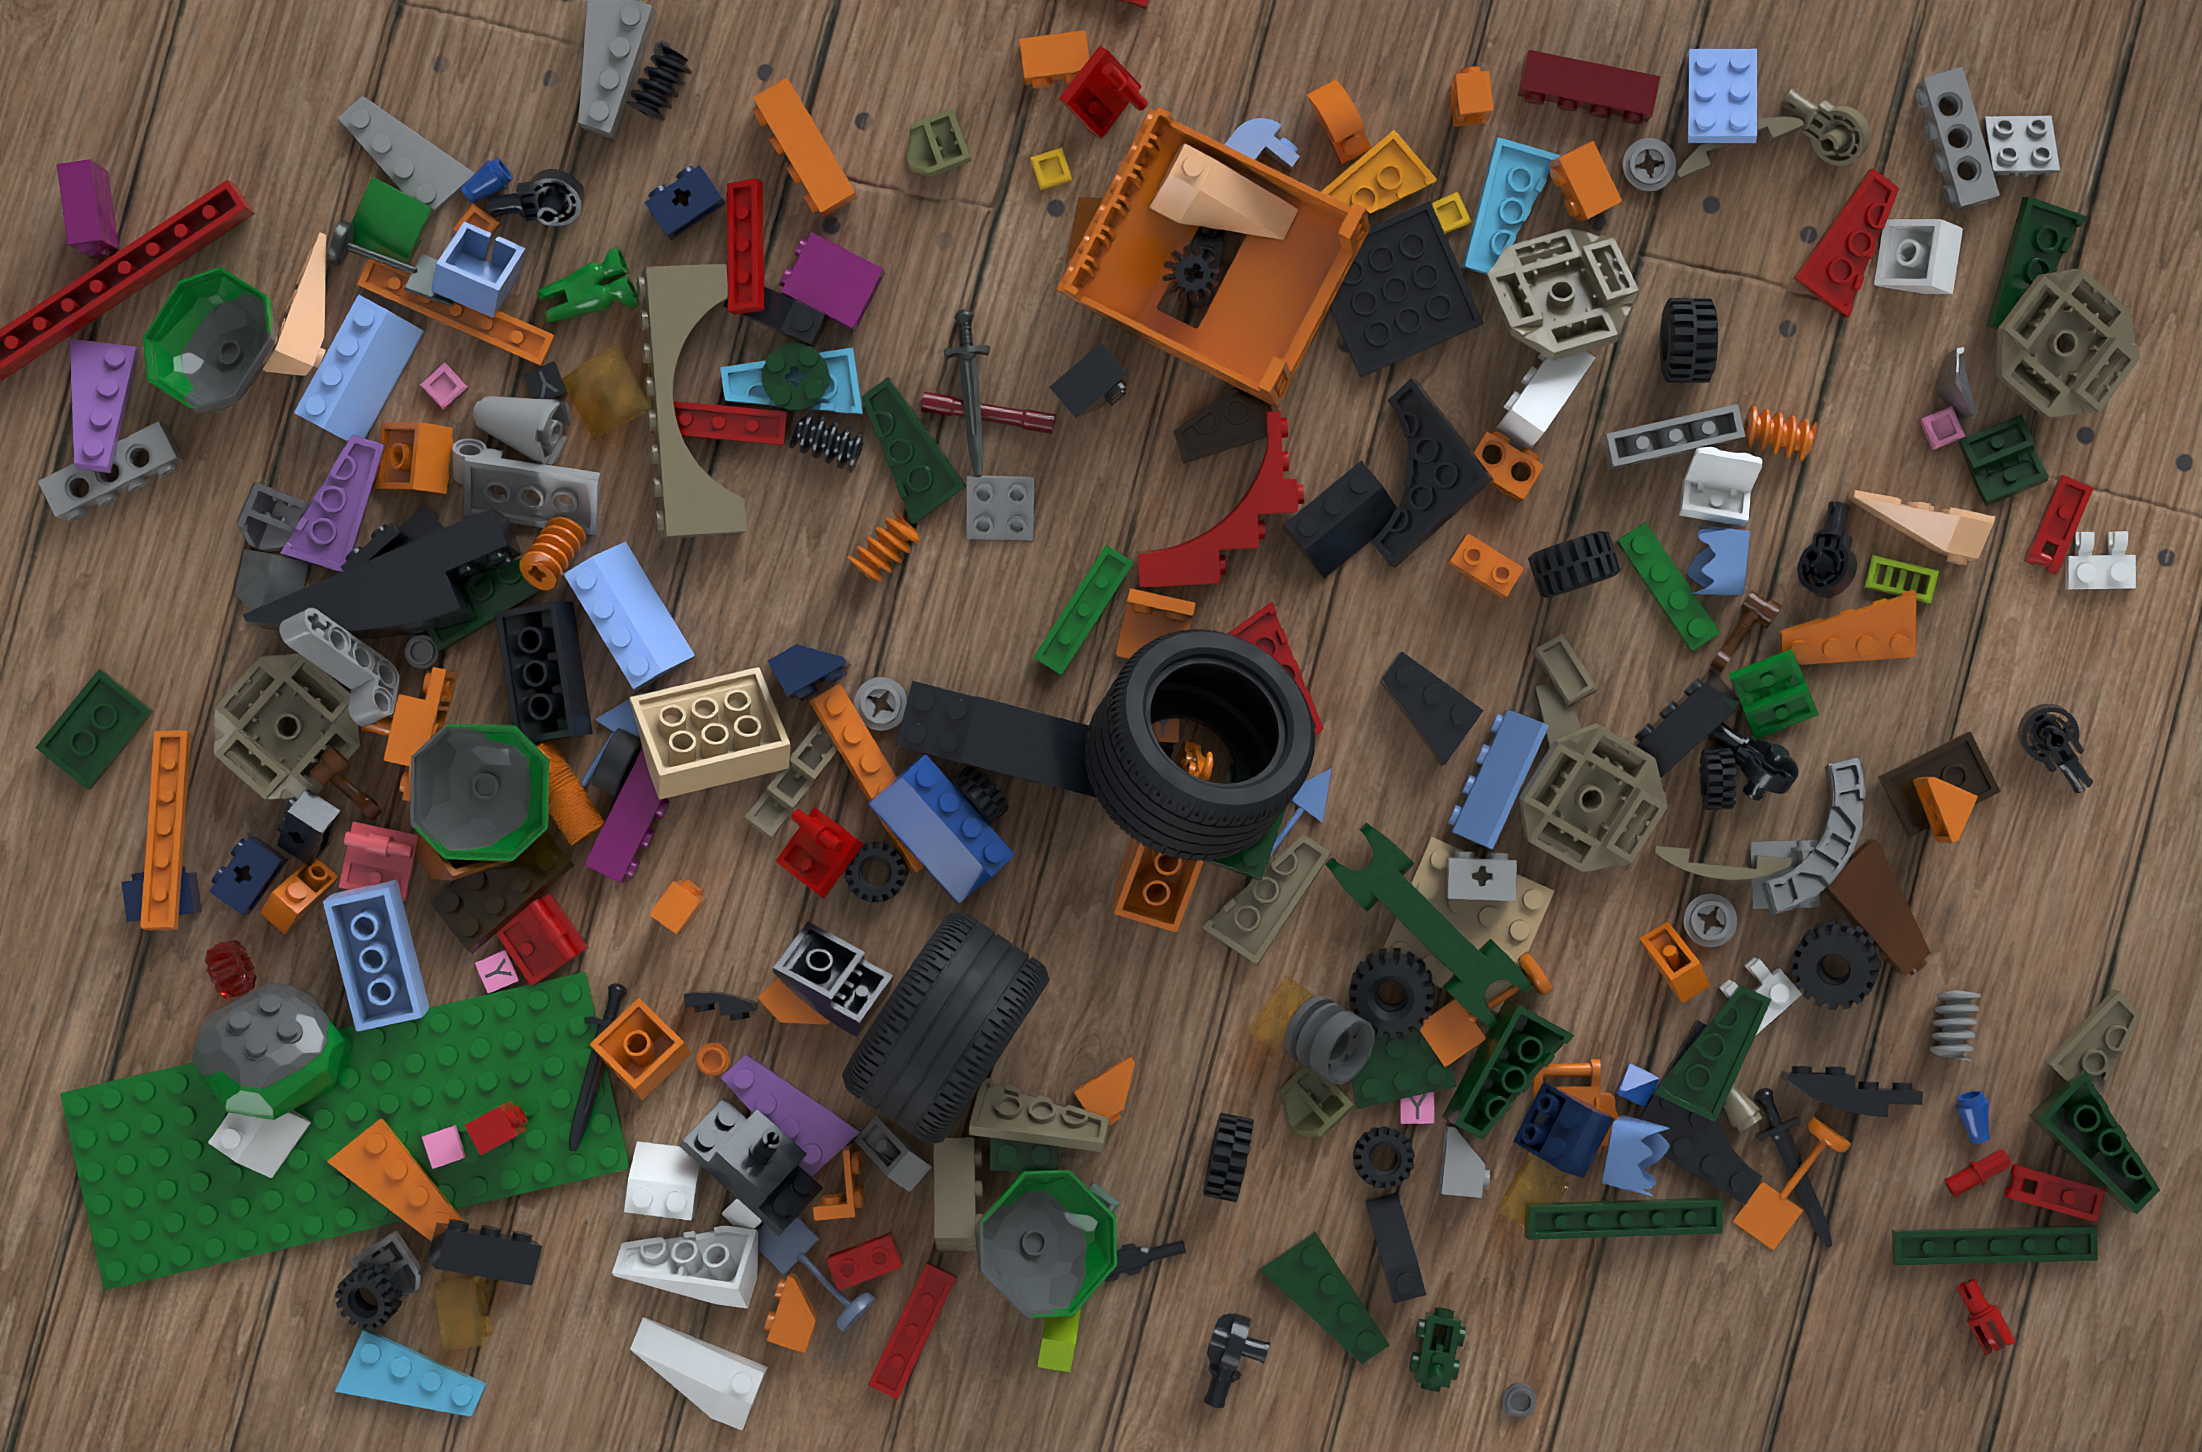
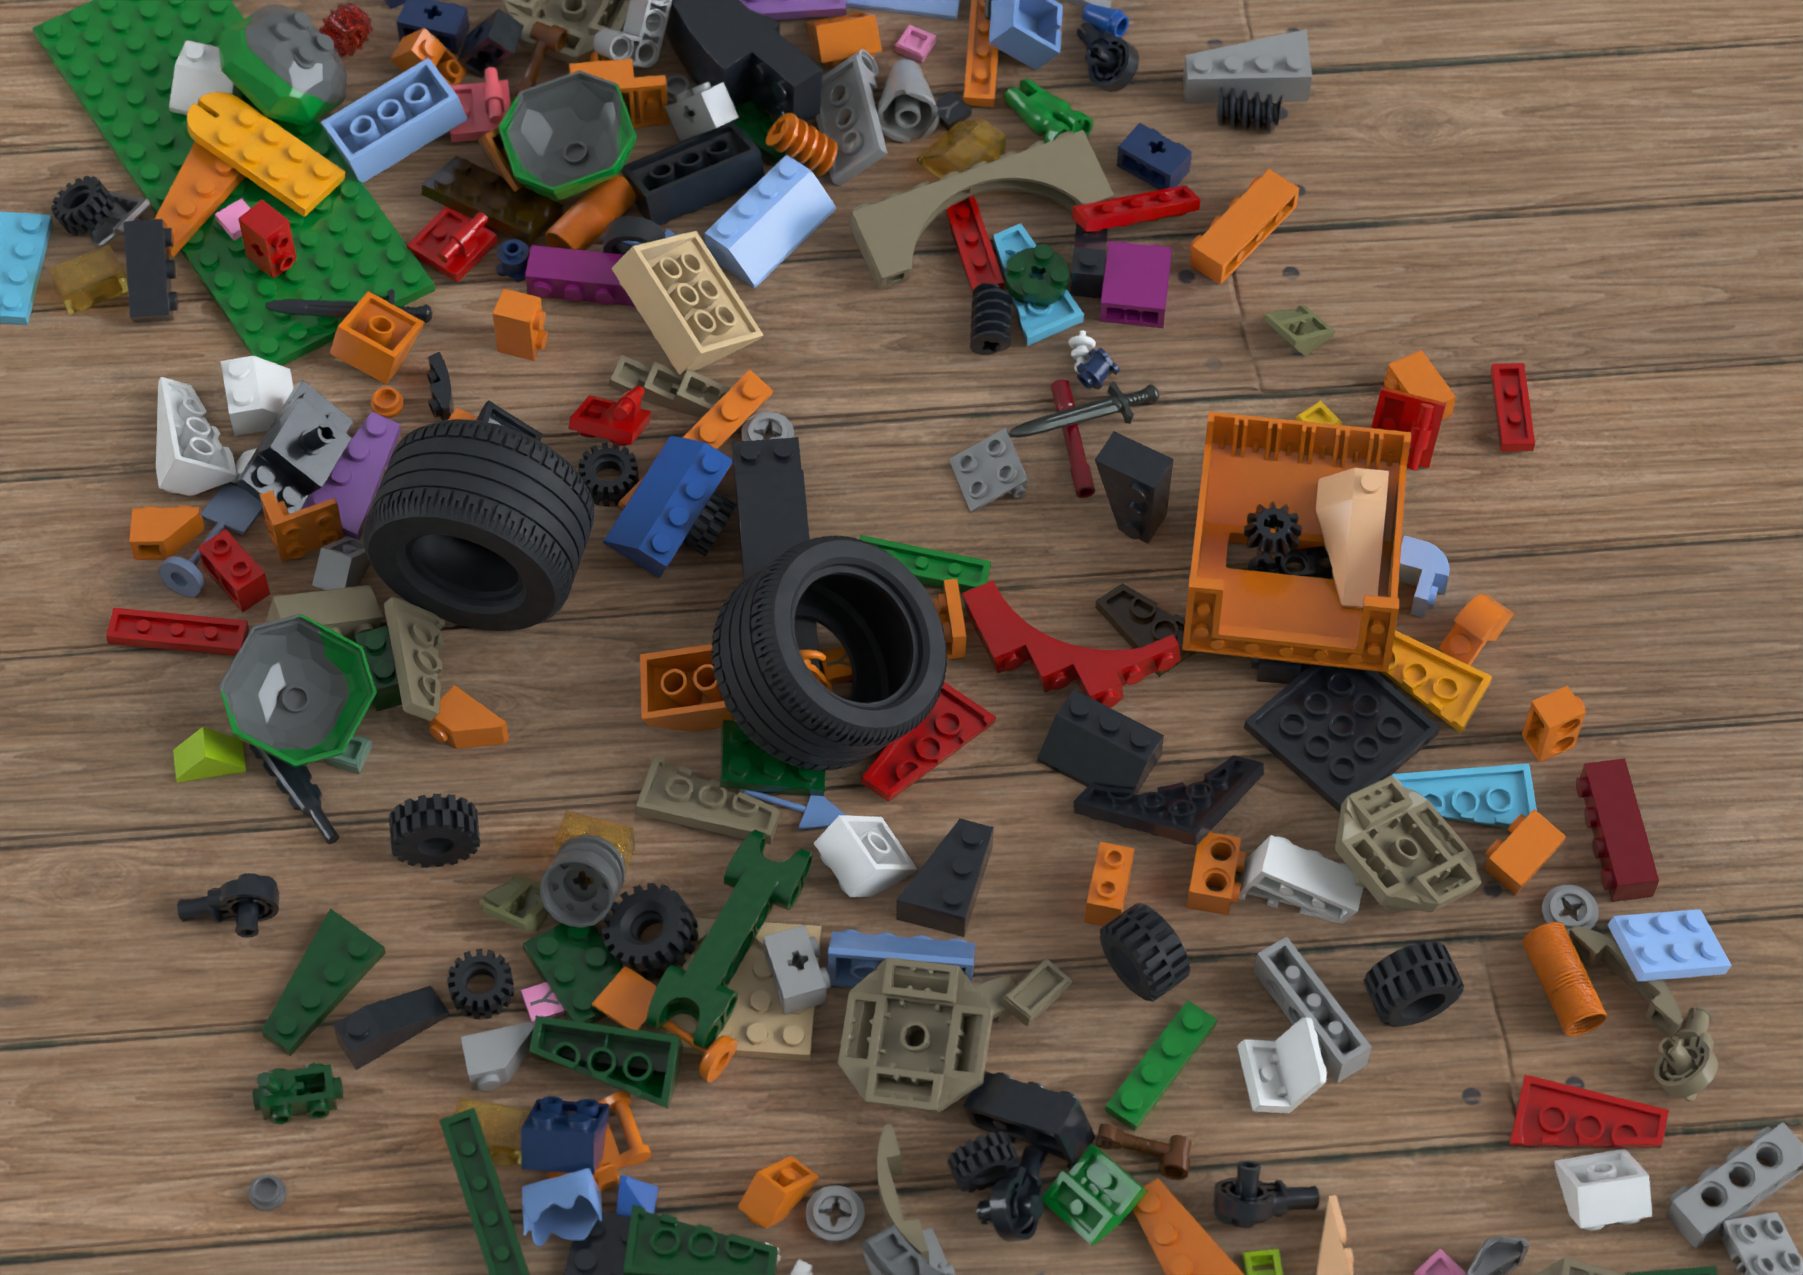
camera: 70 degrees right, 30 degrees down
(372, 1100) = (262, 151): none -> light orange plate
(478, 641) = (700, 111): none -> light grey brick
(480, 219) = (1069, 28): orange tile -> none
(497, 971) = (410, 221): bright pink tile -> none
(593, 884) = (513, 258): none -> dark blue brick
(706, 1374) = (86, 487): white wedge -> none
(803, 668) = (773, 355): dark blue slope -> none
(885, 547) = (912, 392): orange piece -> none
(893, 366) = (1081, 346): none -> white hair
(915, 459) = (1009, 389): dark green wing -> none
(921, 361) = (1096, 369): none -> dark blue brick
(1376, 772) = (864, 855): none -> white slope
(1451, 213) = (1436, 754): yellow tile -> none
(1707, 202) = (1564, 975): none -> orange piece
(1723, 564) = (1205, 1104): medium blue piece -> none
(1779, 433) = (1359, 1111): orange piece -> none

